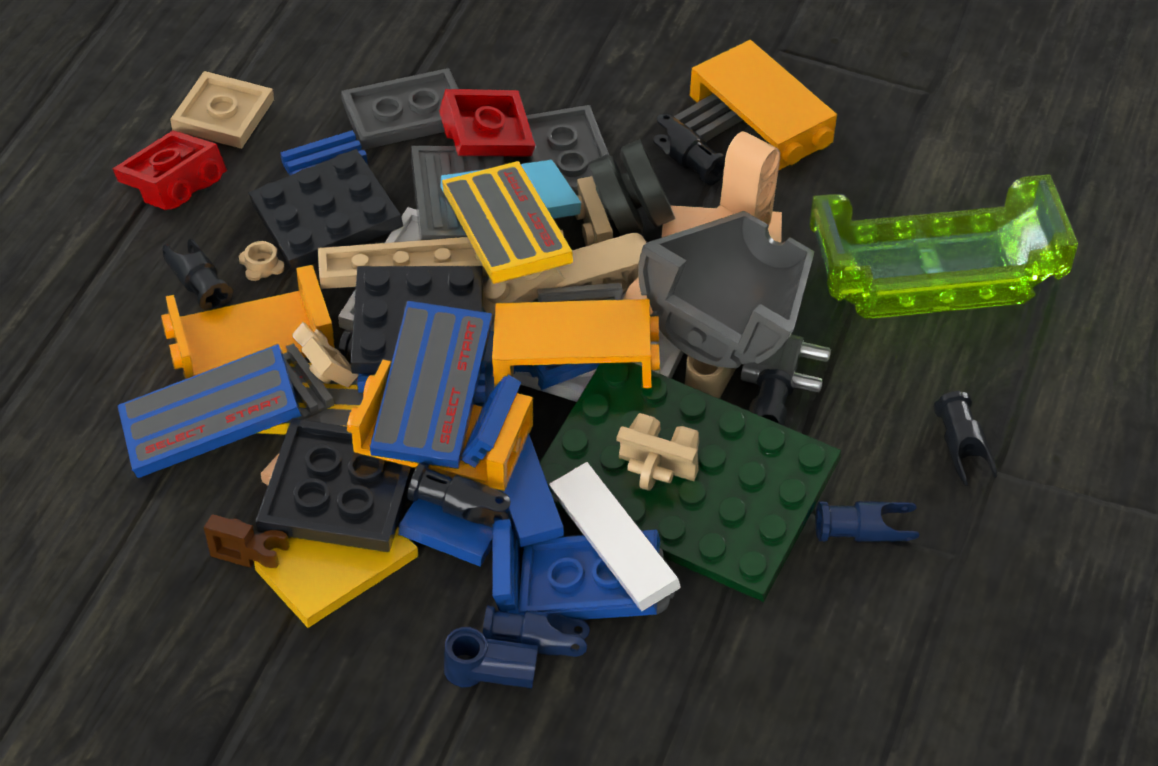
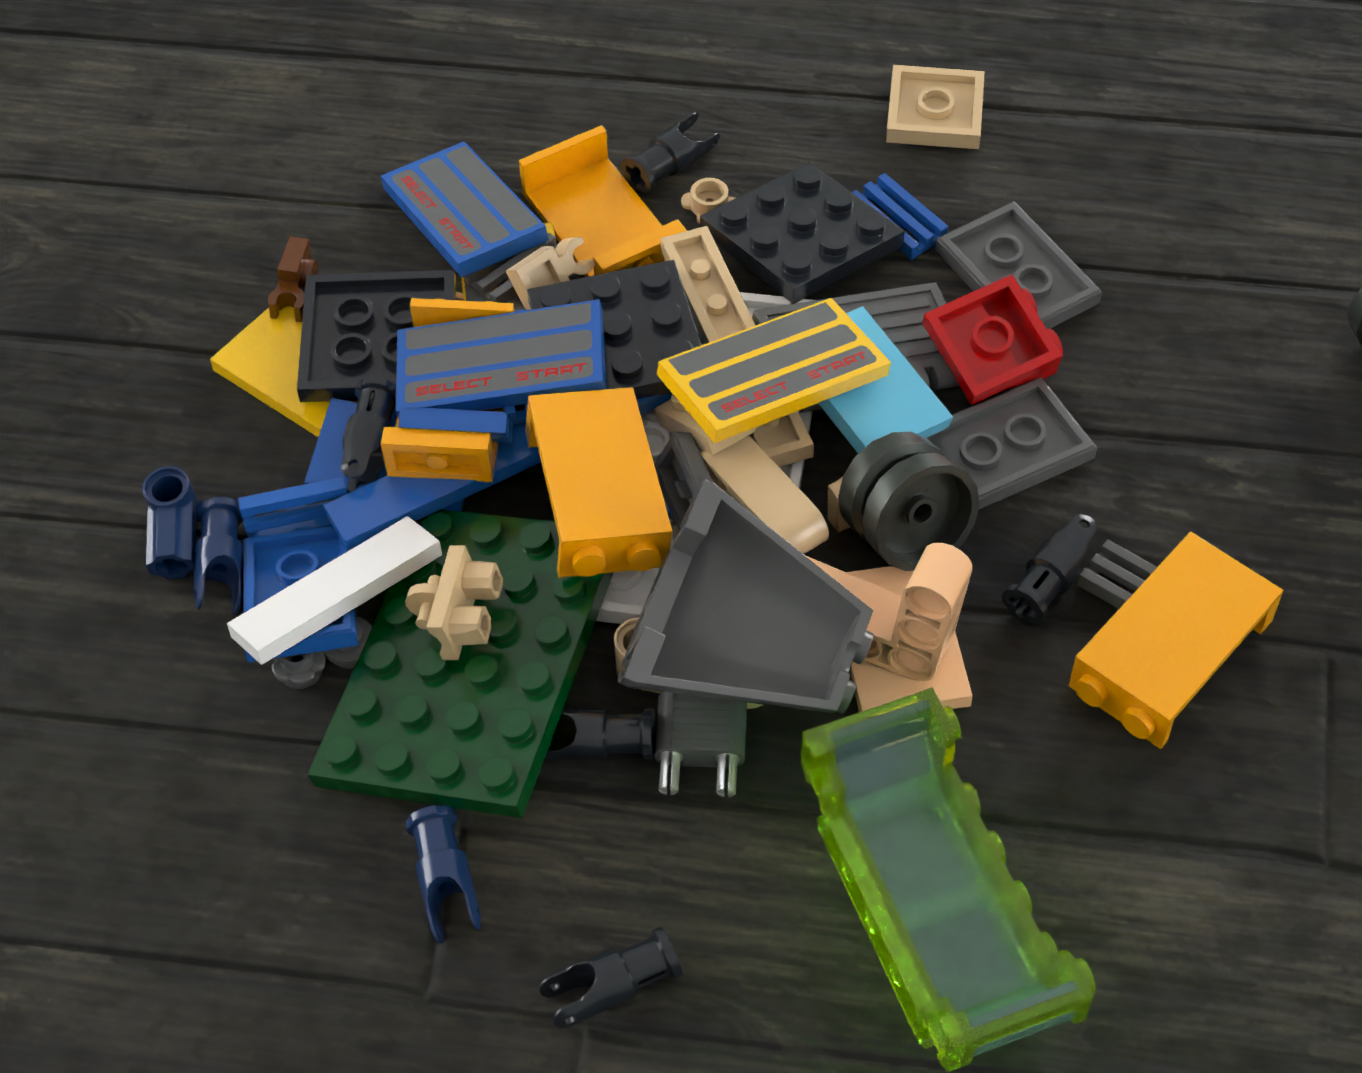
camera: 80 degrees right, 5 degrees up
(172, 169) = (814, 88): red plate -> none

